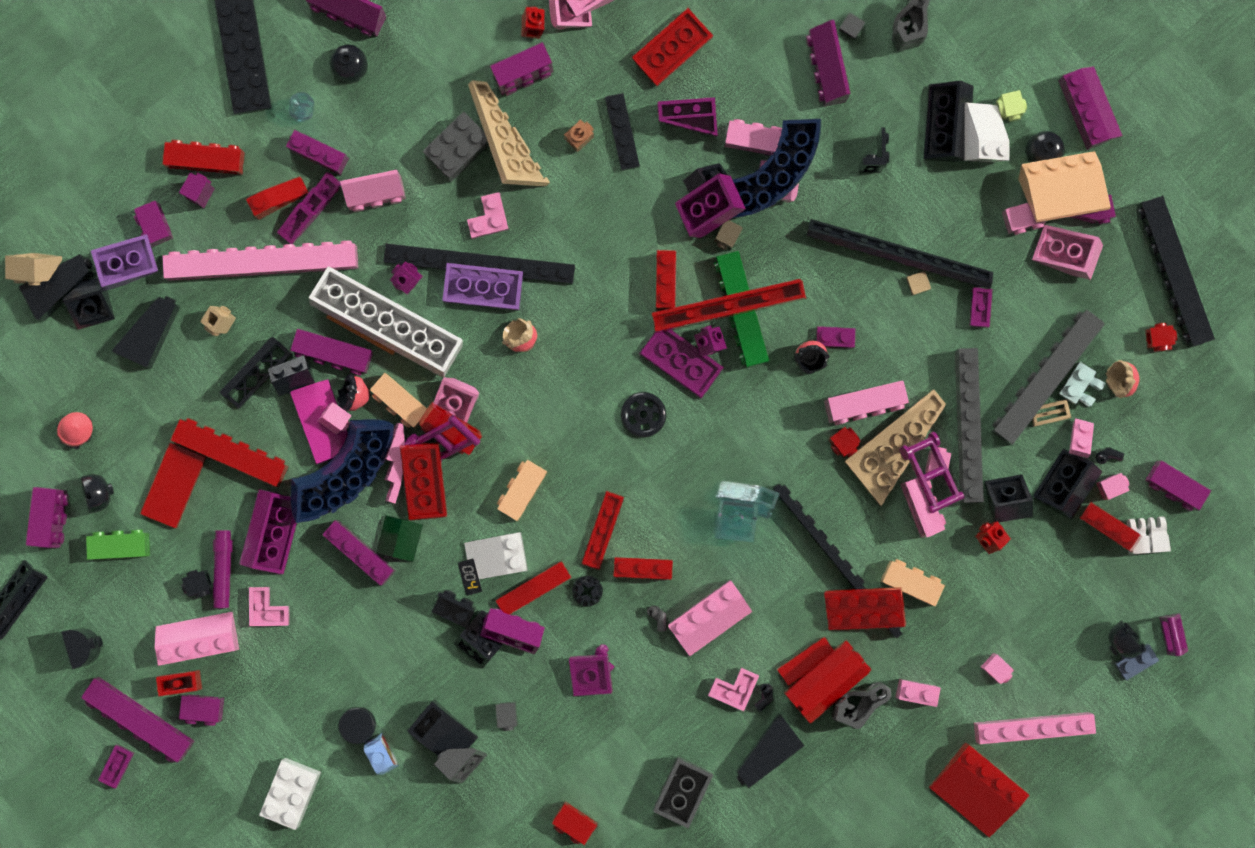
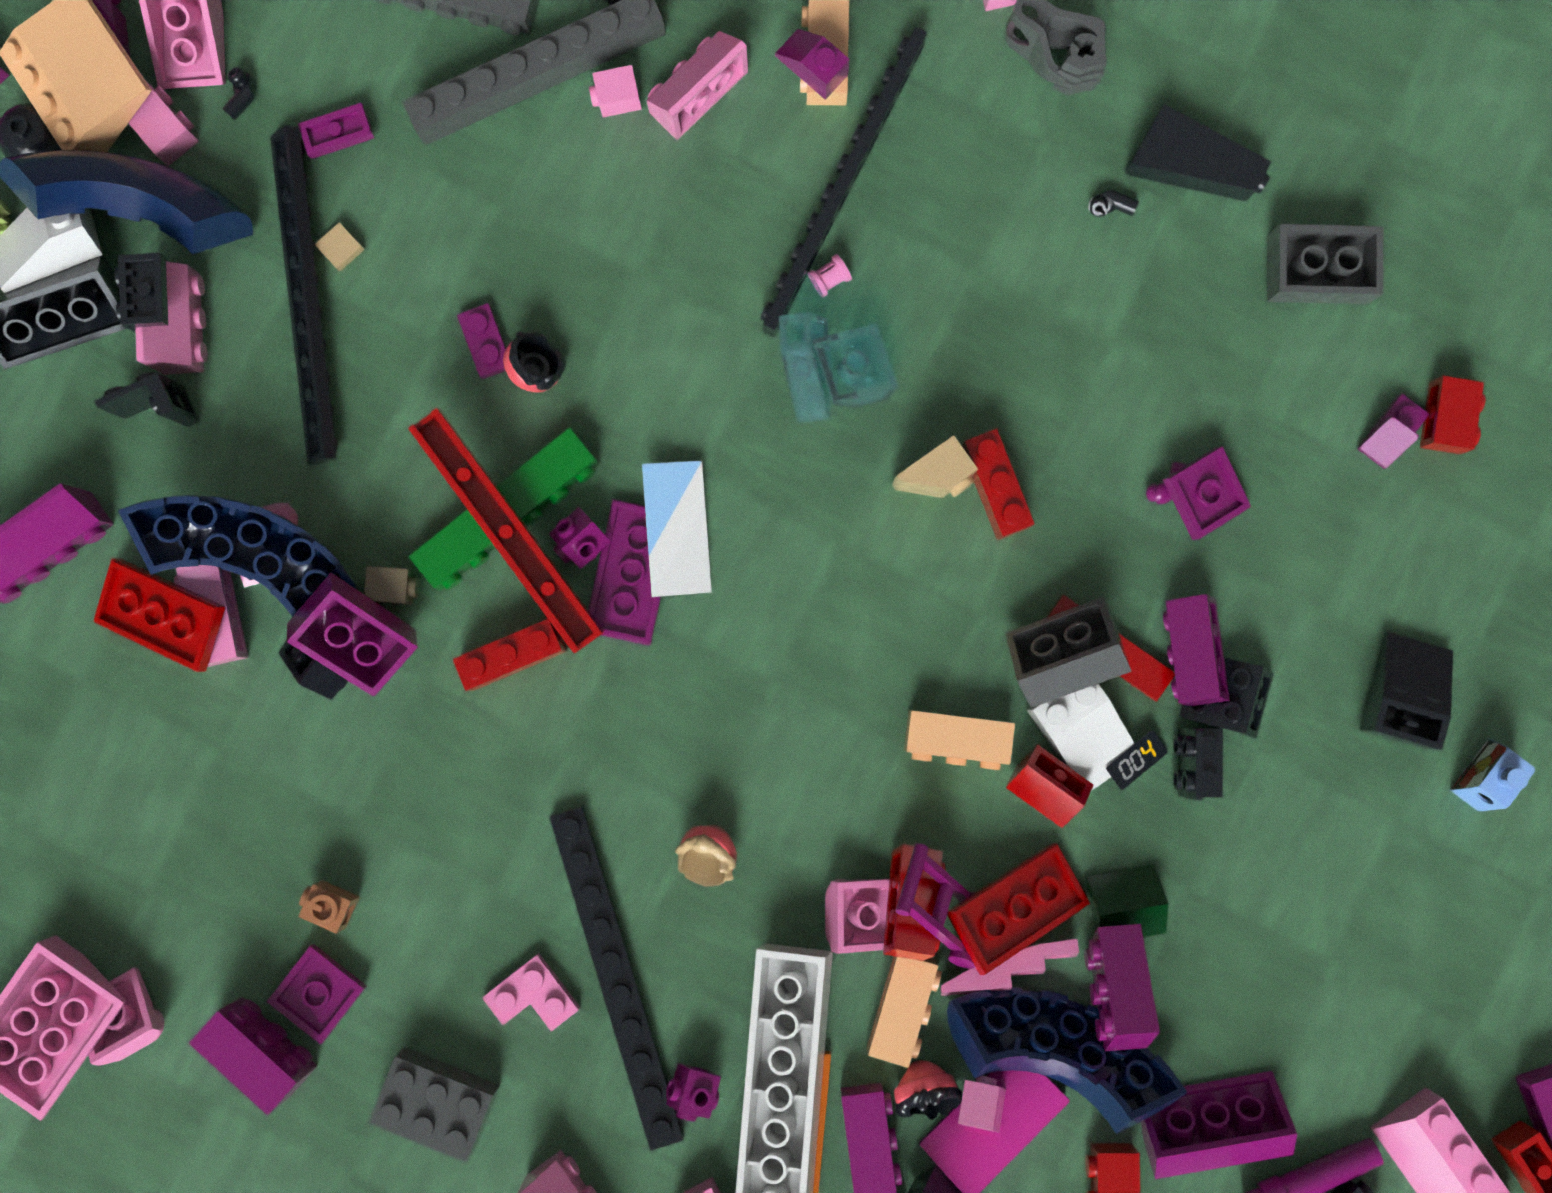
camera: 105 degrees left, 0 degrees up
(262, 613) = (1352, 1078): bright pink plate -> none
(357, 725) = (1461, 836): black head -> none
(359, 552) = (1184, 959): magenta brick -> none
(362, 512) = (1121, 988): none -> magenta brick
(459, 763) = (1450, 643): dark grey slope -> none
(477, 524) = (1049, 786): none -> red brick
(482, 286) = (652, 954): medium lavender slope -> none
(505, 142) = (392, 1027): tan wing -> none
(506, 715) = (1332, 600): dark grey brick -> none
(532, 22) = (168, 1071): red brick -> none
(538, 111) = (317, 994): none -> magenta plate
(541, 562) = (1067, 652): none -> dark grey brick
(579, 790) = (1393, 432): none -> slope
(586, 600) = (1057, 563): black gear -> none
(602, 530) = (964, 578): red tile -> none
(622, 132) = (294, 836): black plate -> none
(640, 398) = (776, 597): black plate -> none
(659, 615) = (1060, 425): dark grey arm -> none
(662, 539) = (939, 472): none -> tan slope
(672, 47) = (114, 816): red plate -> none
(690, 114) = (214, 736): magenta wedge -> none
(694, 393) = (676, 528): none -> sticker
(709, 618) = (1026, 346): bright pink slope -> none
(737, 694) = (1128, 247): bright pink plate -> none
(764, 112) = (159, 614): none -> red tile
(791, 530) = (829, 275): none -> bright pink bush
(805, 661) = (1025, 164): red tile -> none
(828, 681) = (1046, 110): red brick -> none
(844, 442) = (648, 252): red brick -> none
(865, 608) = (903, 100): red plate -> none
(867, 401) = (565, 237): bright pink brick -> none
(880, 461) = (631, 173): tan wing -> none
(905, 570) = (814, 61): none -> magenta slope
(908, 454) = (624, 136): magenta piece -> none
(916, 181) = (180, 344): none -> bright pink slope
(930, 175) = (142, 290): none -> black bracket
(991, 189) = (128, 188): none -> dark blue brick
(1023, 268) = (243, 92): none -> black arm

